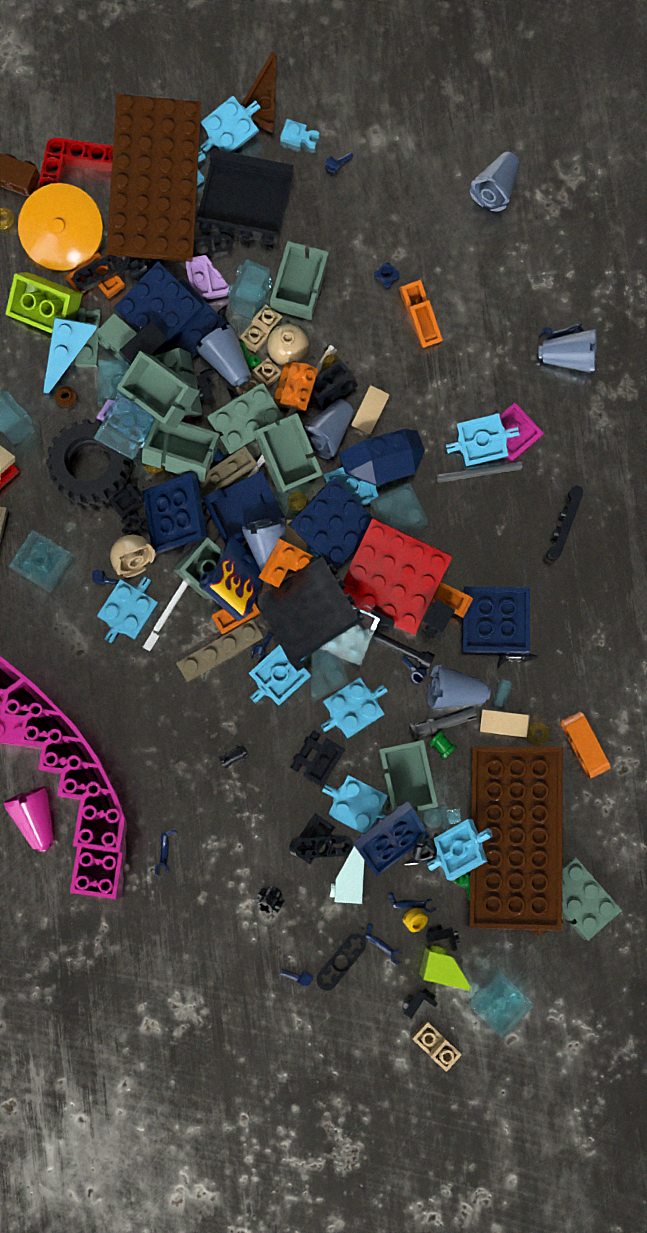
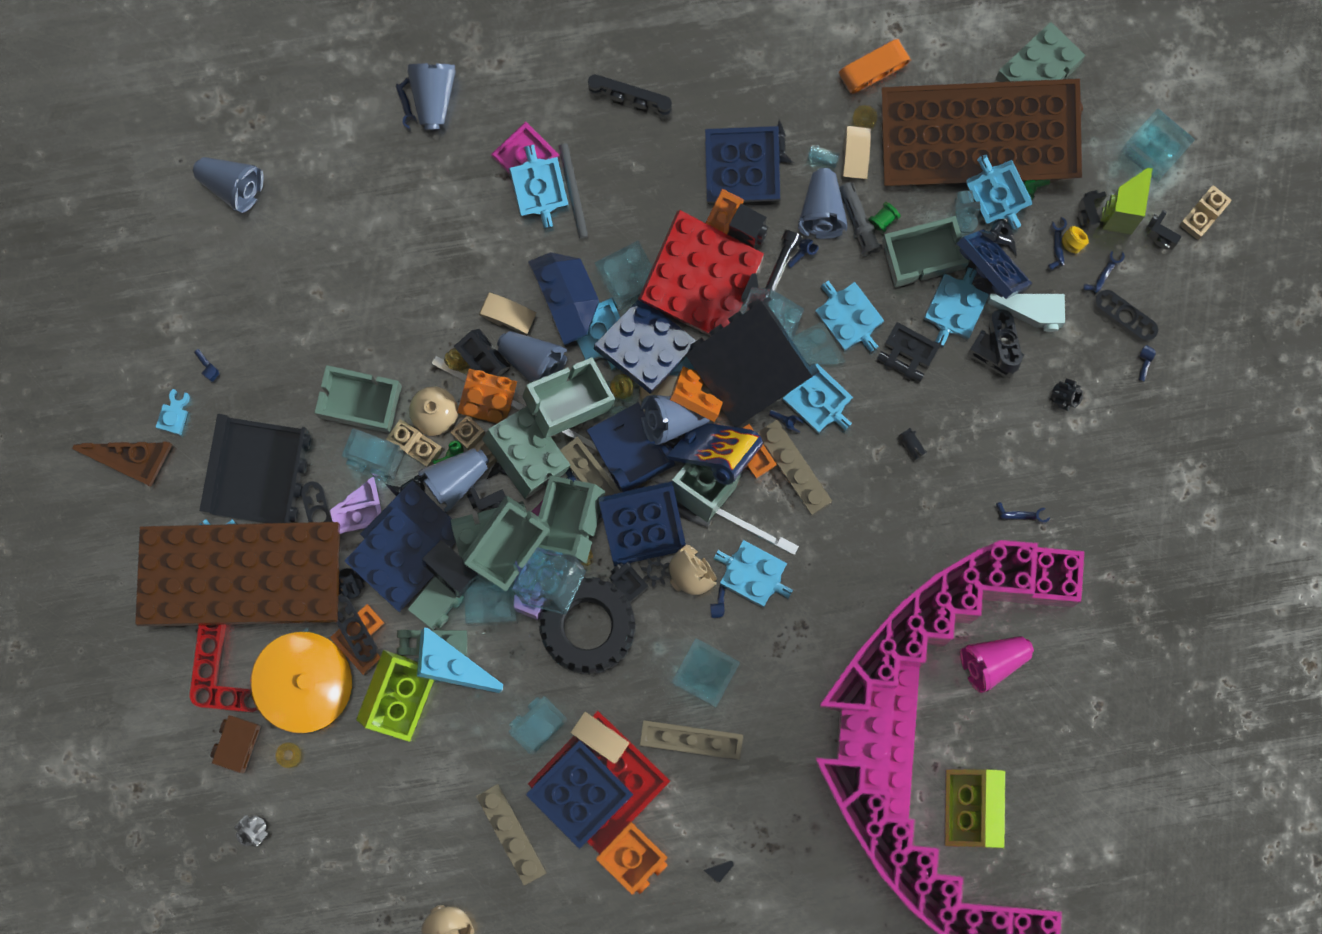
camera: 90 degrees left, 0 degrees up
(65, 402) = (506, 671): reddish brown plate -> none
(230, 126) = (168, 492): medium azure plate -> none
(386, 268) = (343, 296): dark blue plate -> none
(420, 313) = (390, 262): orange slope -> none

